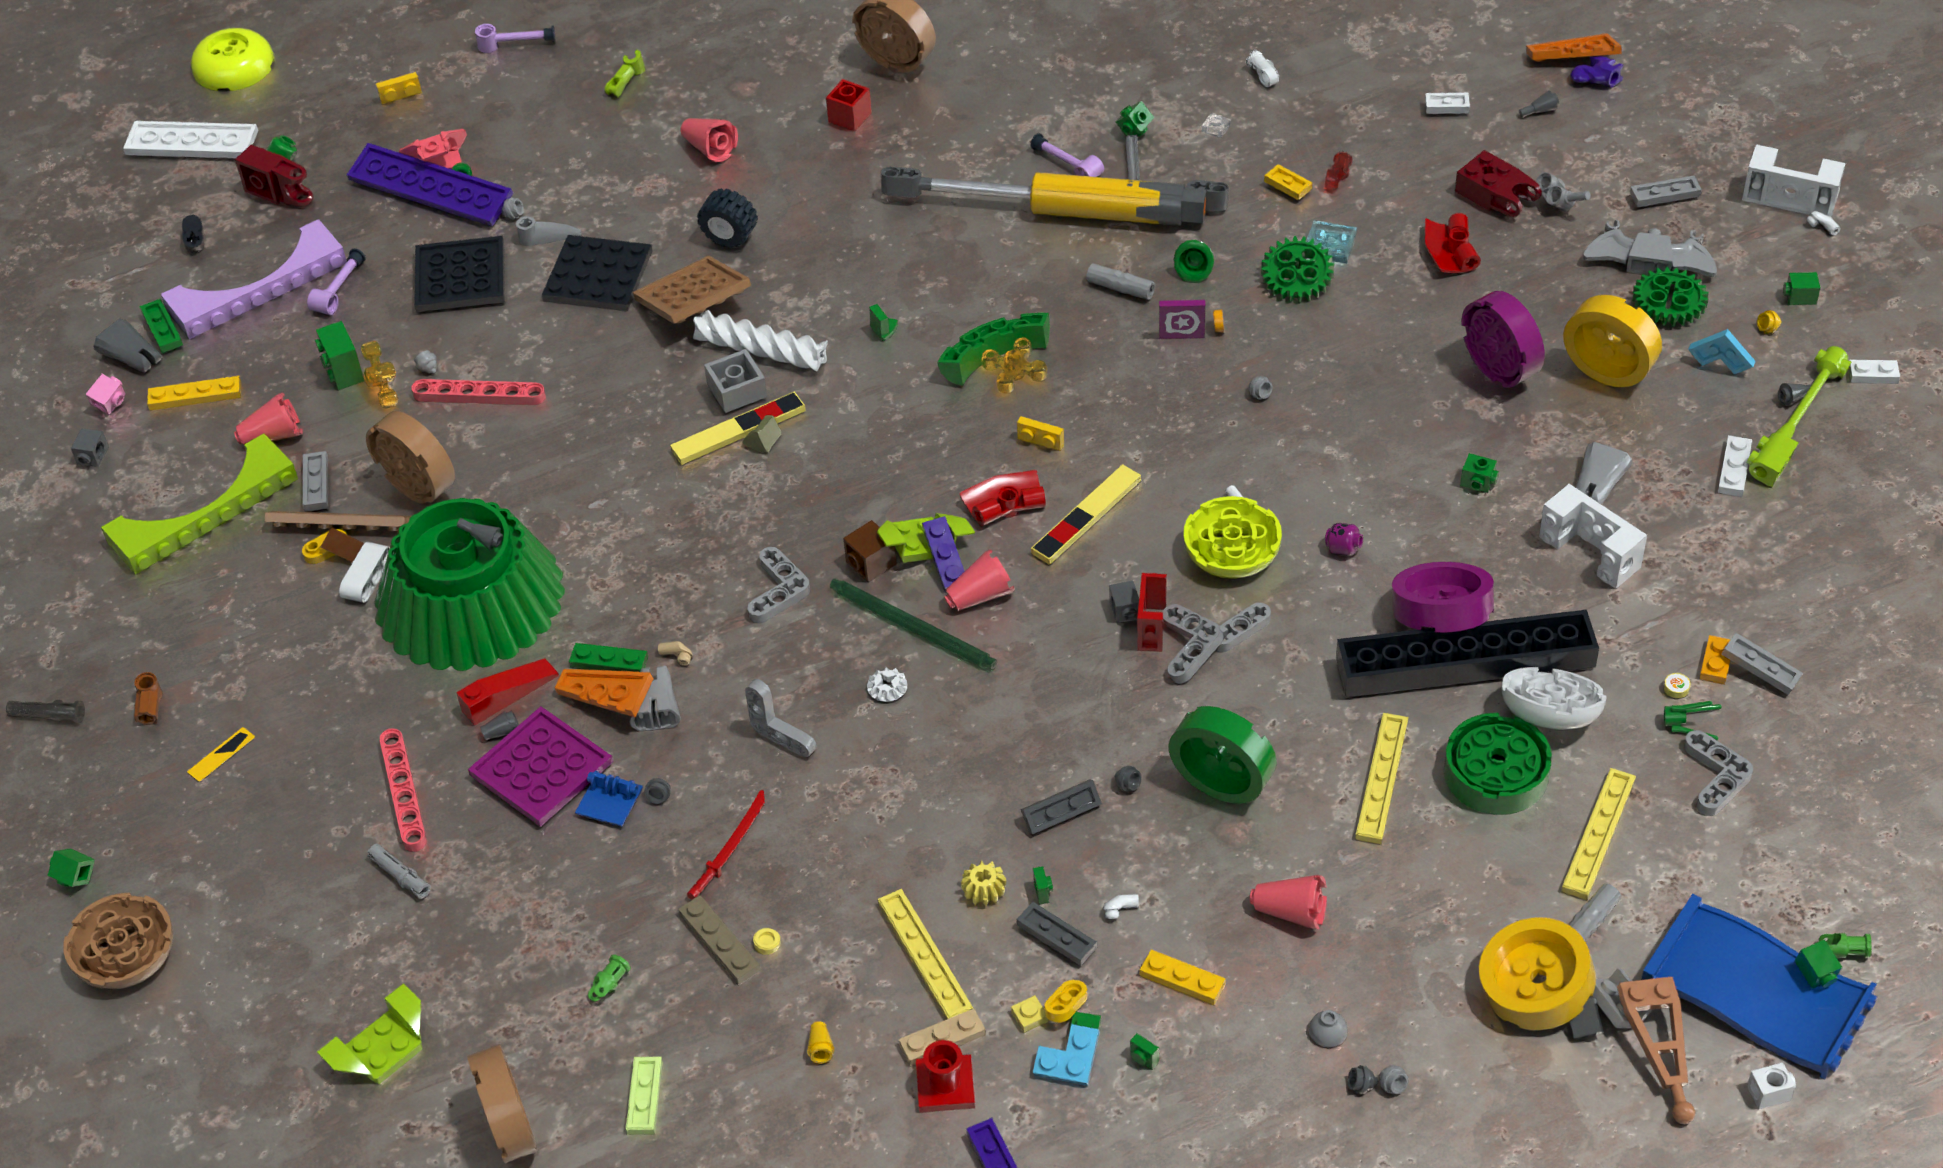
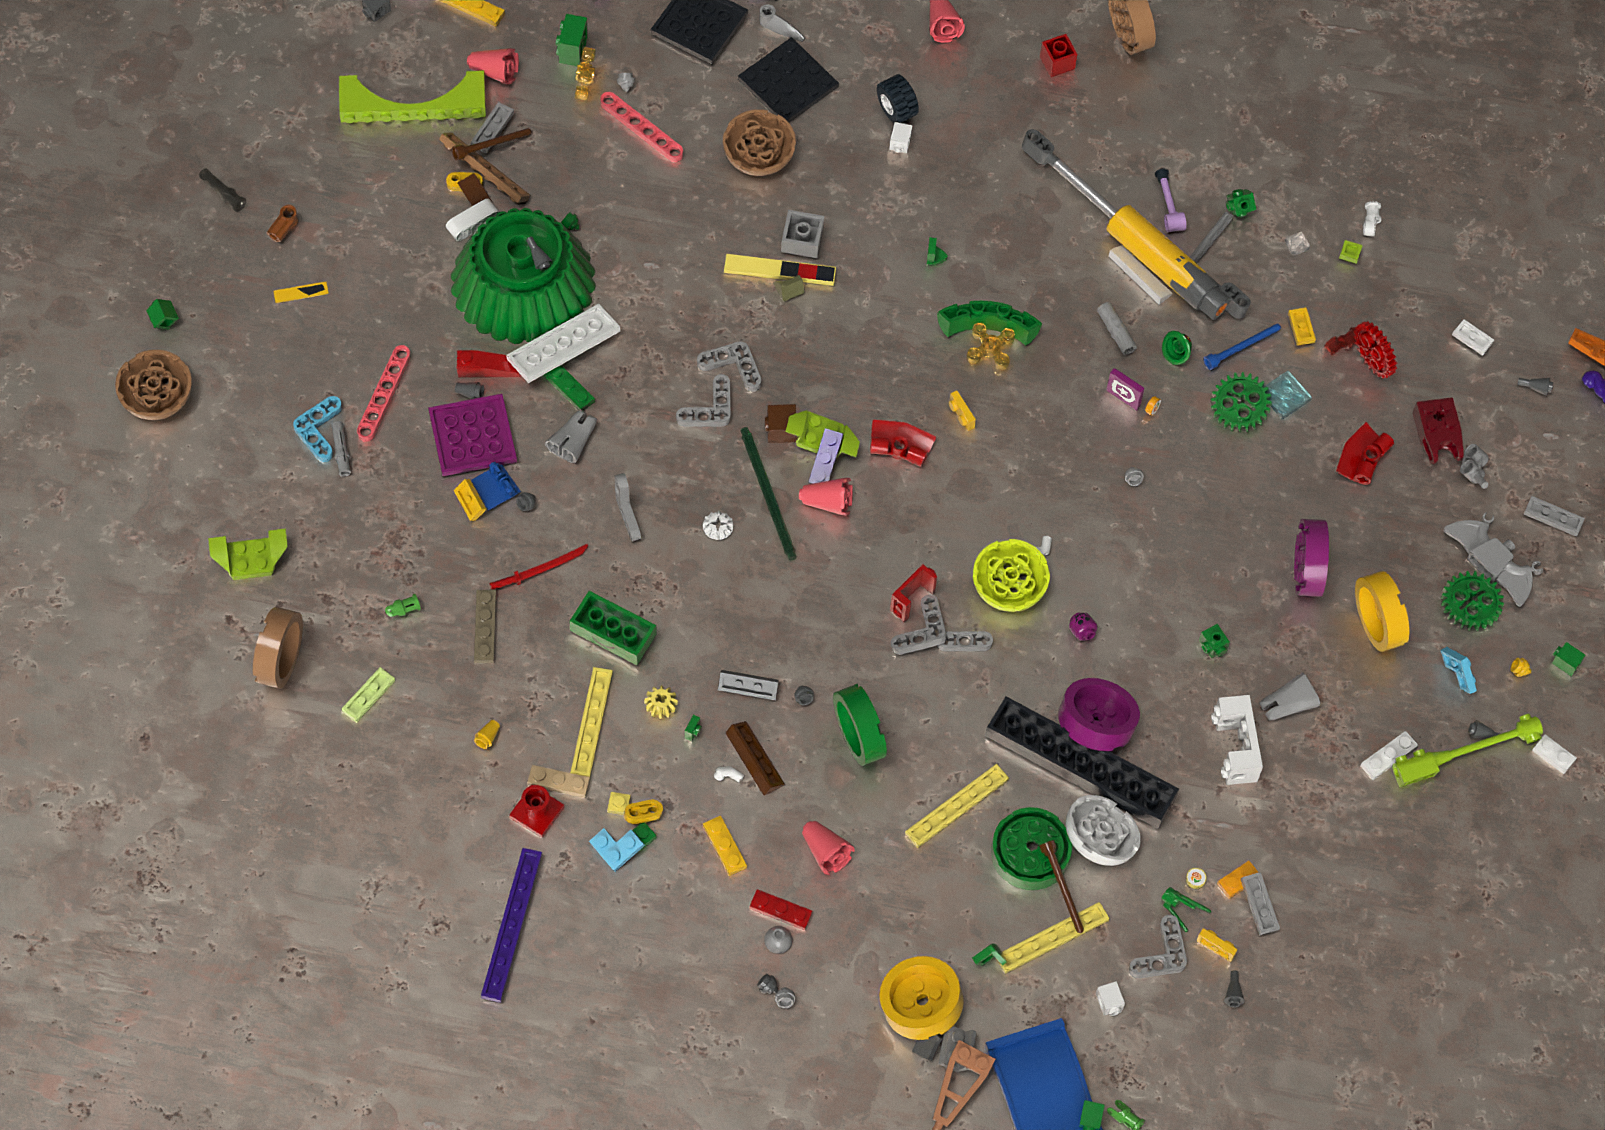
camera: 30 degrees right, 15 degrees up
(301, 513) = (459, 151): none -> reddish brown piece
(346, 872) = (310, 429): none -> medium azure beam
(411, 457) = (551, 157): medium nougat brick -> none
(568, 620) = (563, 343): none -> white plate
(593, 827) = (470, 499): none -> yellow plate
(606, 689) = (547, 410): orange wing -> none
(618, 332) = (756, 127): none -> medium nougat brick
(677, 648) = (615, 416): tan arm -> none
(692, 289) = (831, 141): medium nougat plate -> none
(757, 251) = (900, 137): none -> white brick
(760, 341) = (844, 212): white piece -> none
(764, 527) = (734, 356): none -> light grey beam
(766, 941) = (510, 647): light yellow tile -> none
(866, 844) = (613, 627): none -> green brick
(1056, 933) = (675, 765): dark grey plate -> none
(1085, 514) = (941, 490): light yellow tile -> none
(1096, 230) = (1140, 274): none -> white slope
(1124, 601) = (906, 569): dark grey brick -> none
(1131, 873) = (754, 757): none -> reddish brown slope
(1144, 1051) = (659, 876): green plate -> none
(1236, 254) = (1212, 360): none -> blue piece
(1271, 102) = (1350, 251): none -> lime plate
(1302, 998) = (780, 909): none -> red plate
(1395, 151) = (1375, 349): none -> red gear
(1524, 744) = (1049, 850): none -> reddish brown piece
(1557, 886) = (988, 954): none -> green tile
(1595, 910) = (991, 986): light grey axle -> none
(1715, 847) = (1110, 999): none -> white brick
(1761, 727) = (1213, 942): none -> yellow plate
(1824, 761) = (1234, 995): none -> dark grey cone

